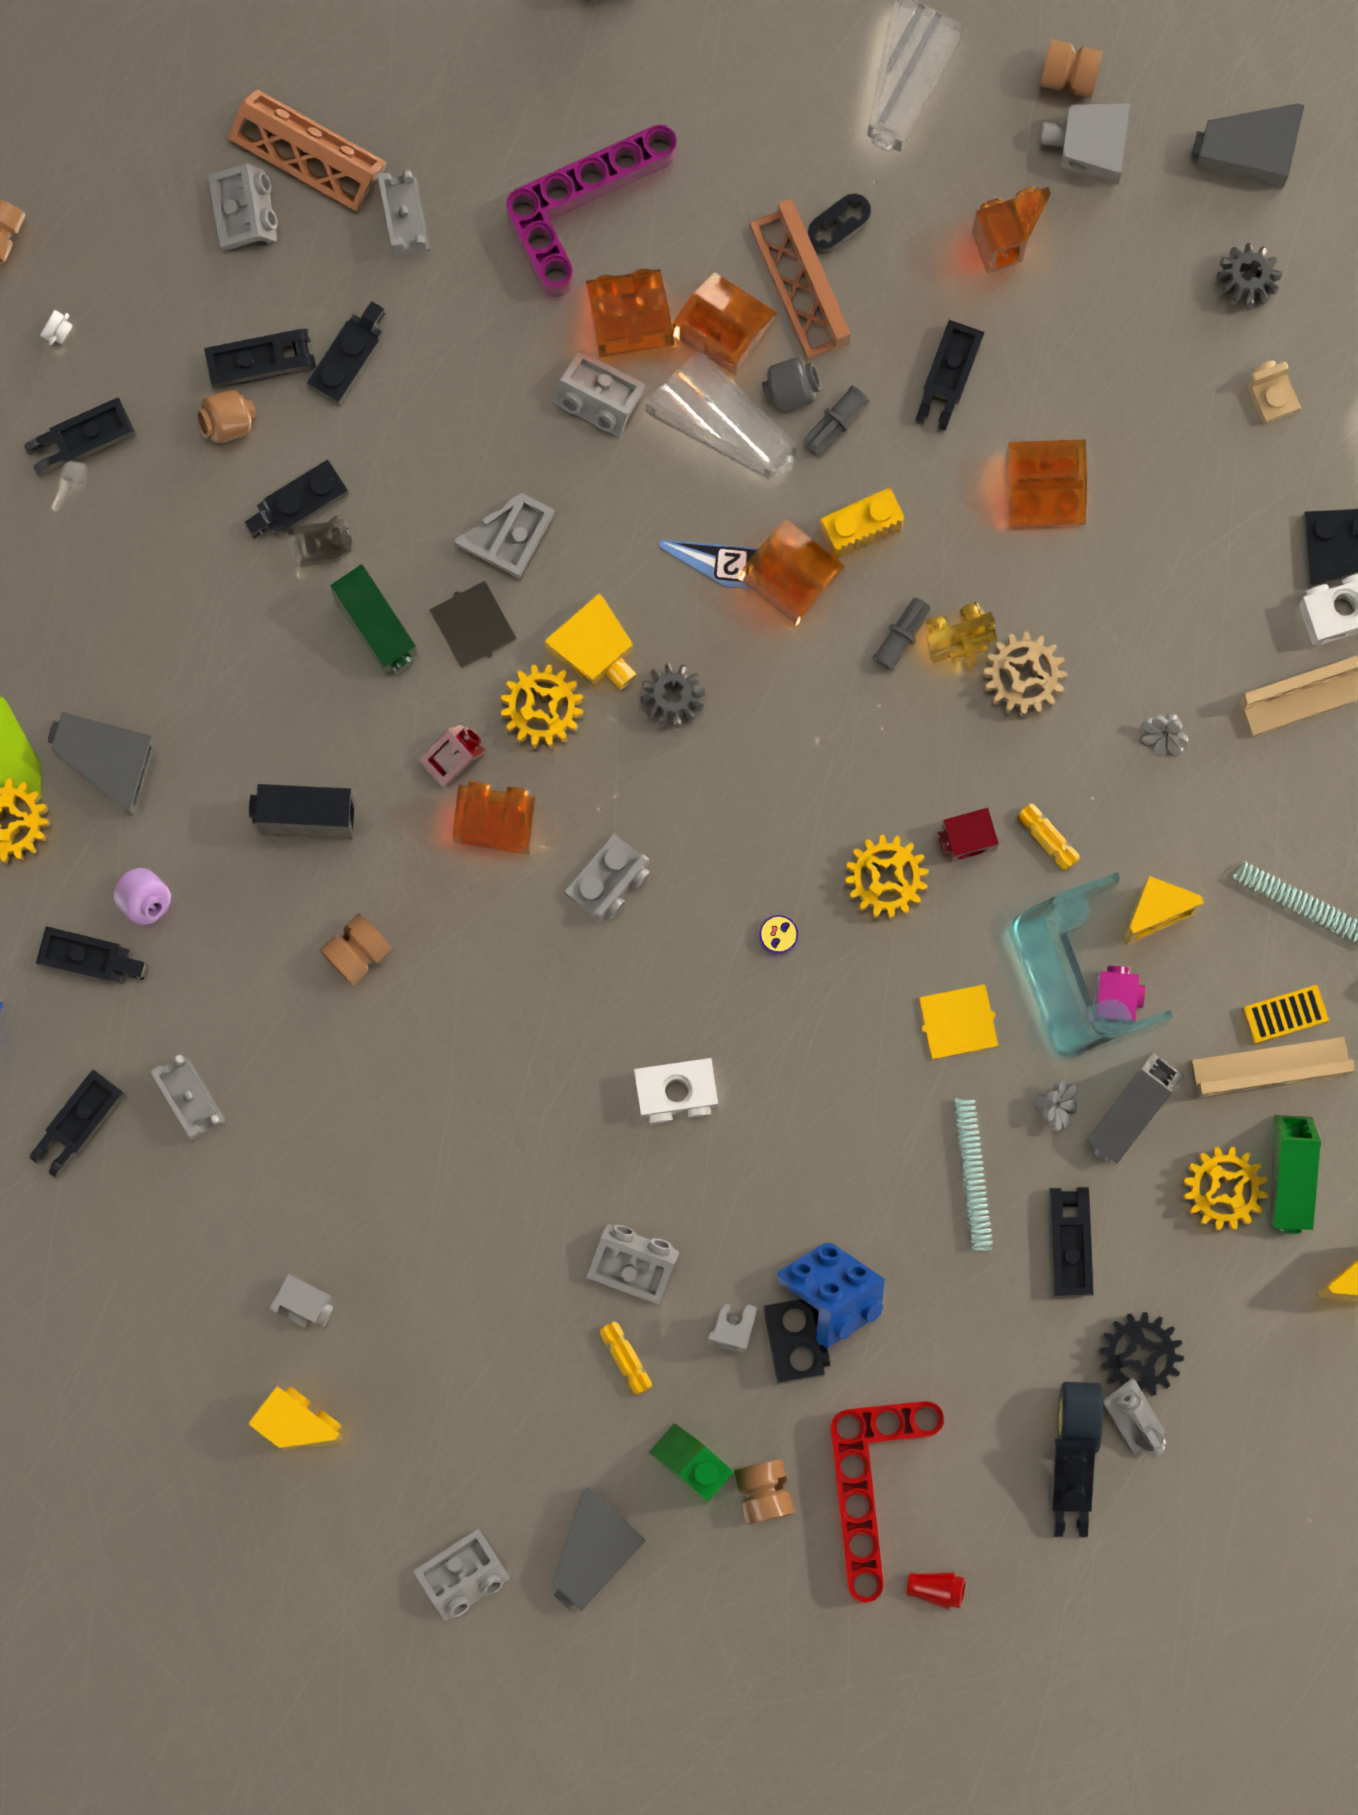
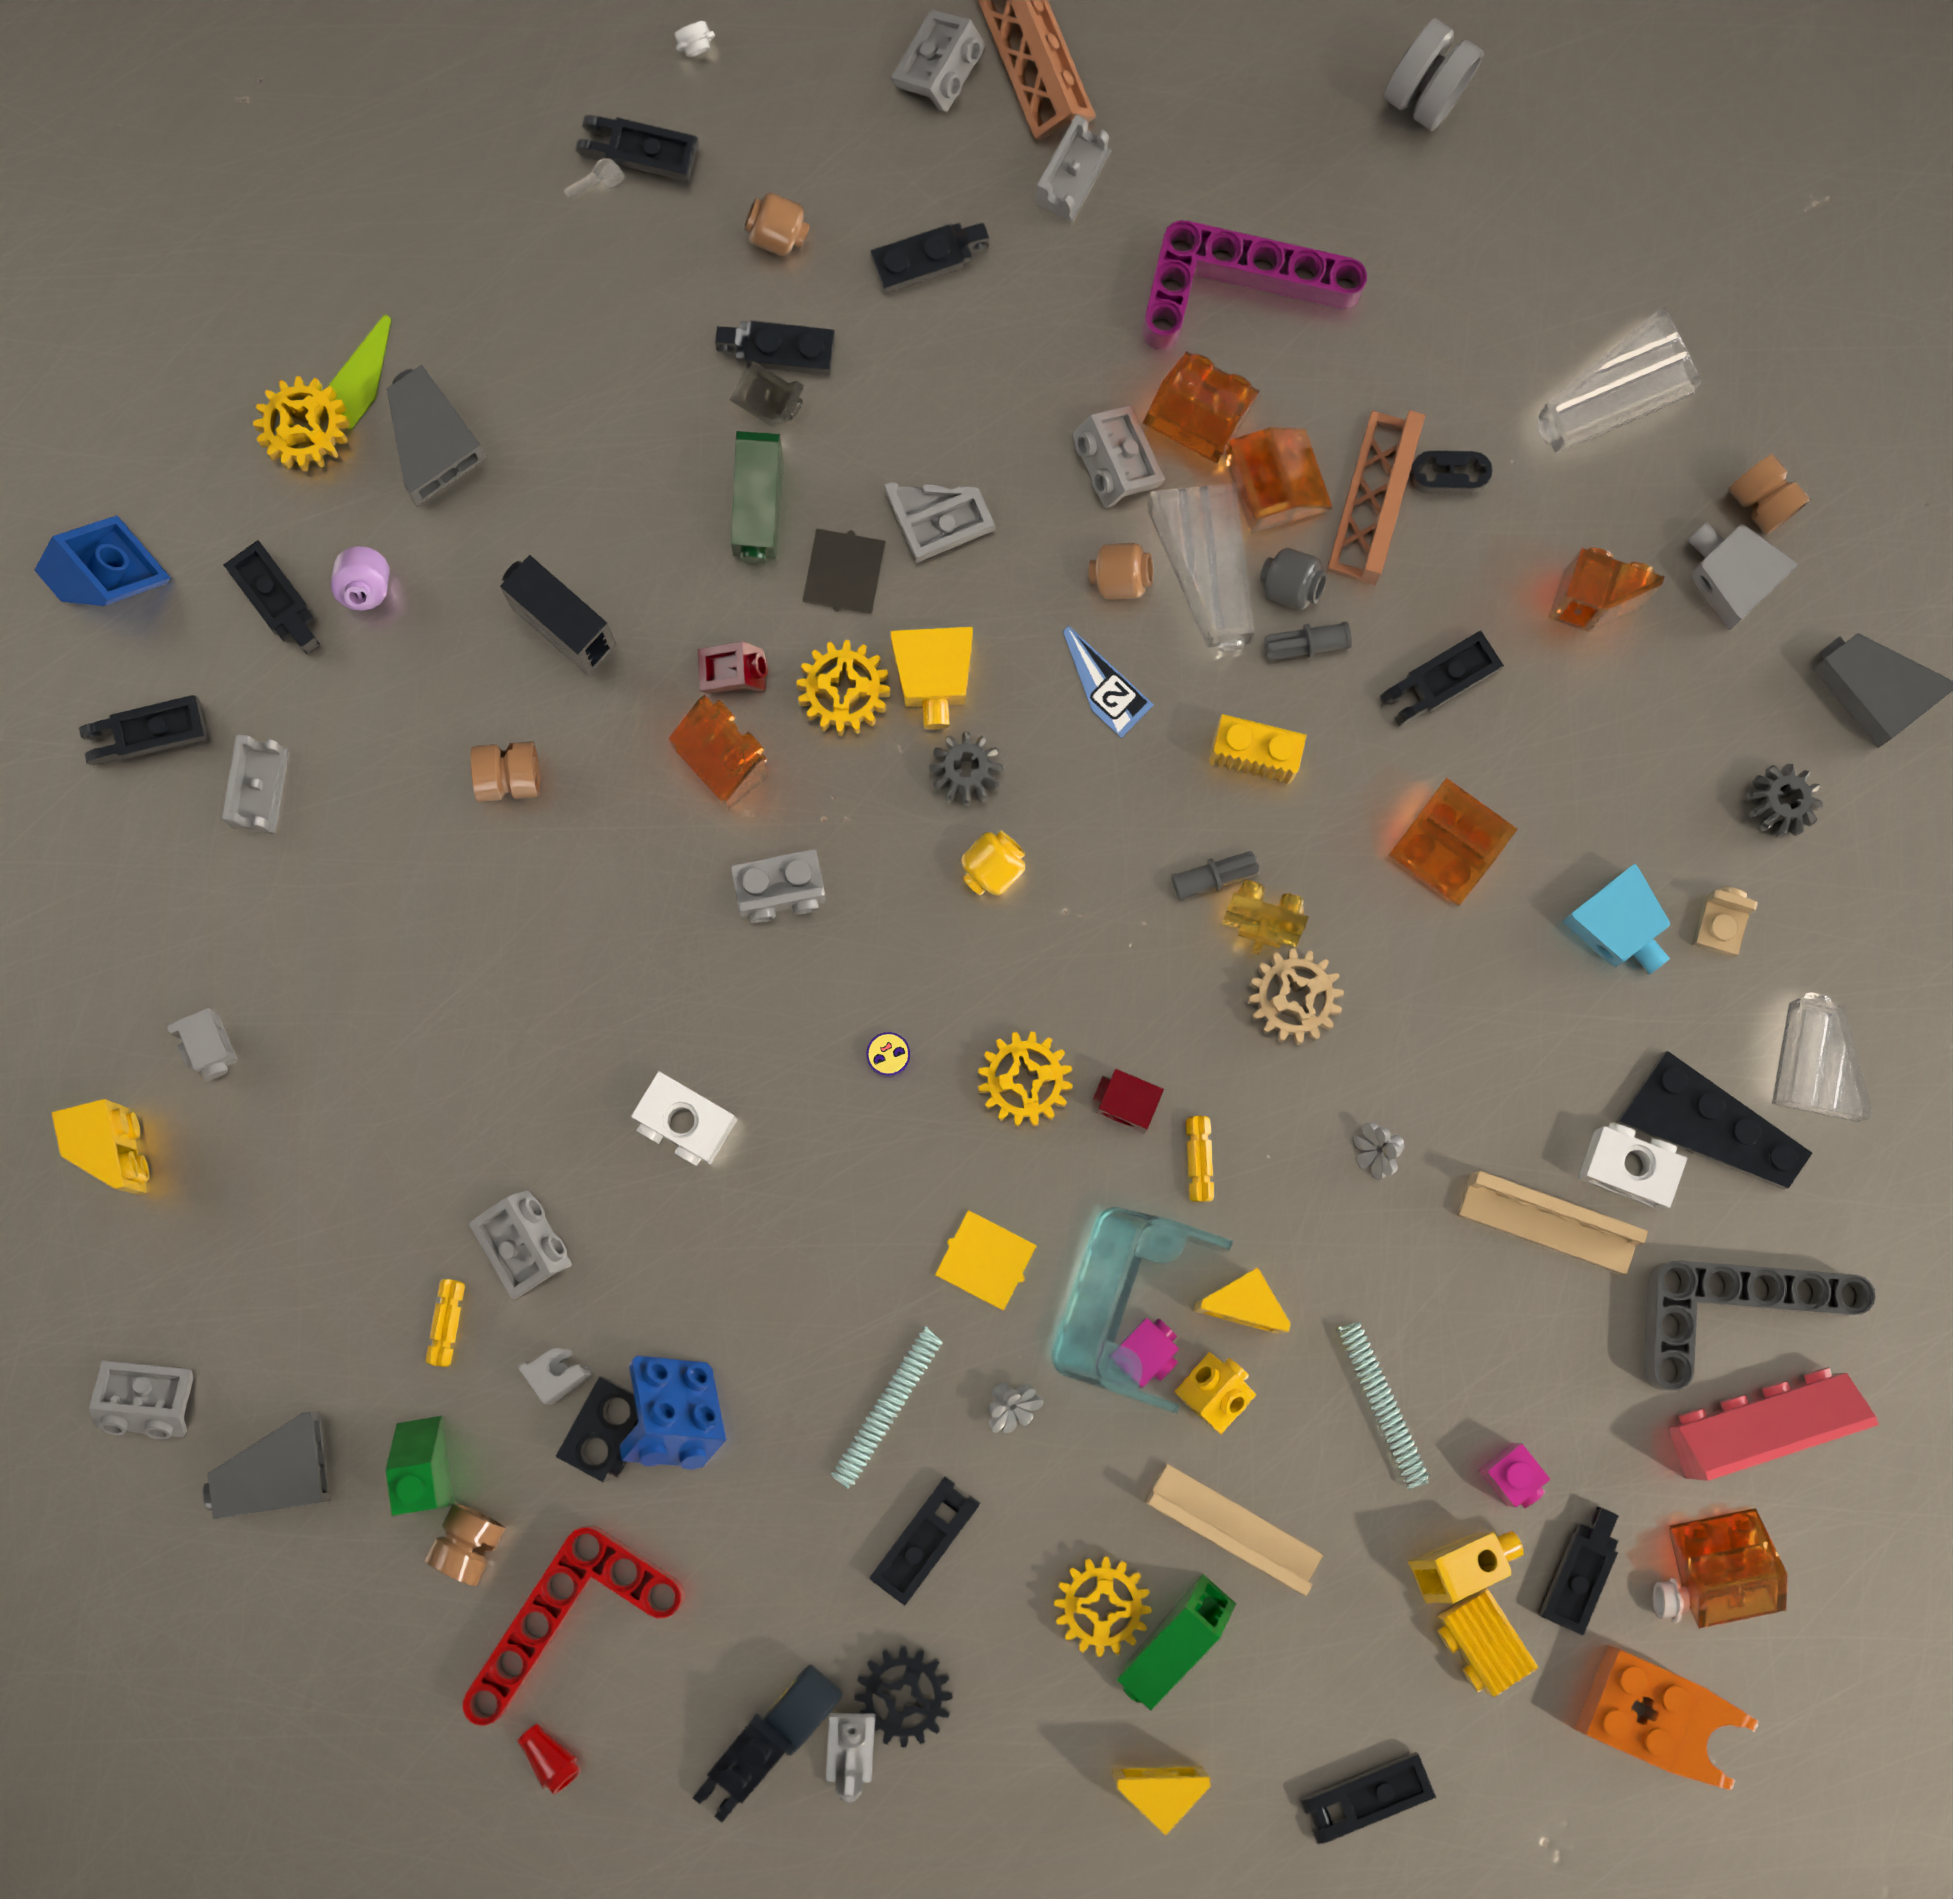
camera: 35 degrees right, 0 degrees up
(259, 358) = (846, 197): black plate -> none
(668, 472) = (1121, 571): none -> medium nougat head
(744, 746) = (993, 863): none -> yellow head
(790, 571) = (1159, 741): clear orange slope -> none
(1134, 1109) = (1079, 1467): dark grey slope -> none
(1186, 984) = (1216, 1391): none -> yellow brick
(1205, 446) = (1623, 922): none -> medium azure torso
(1285, 1014) = (1286, 1491): yellow tile -> none

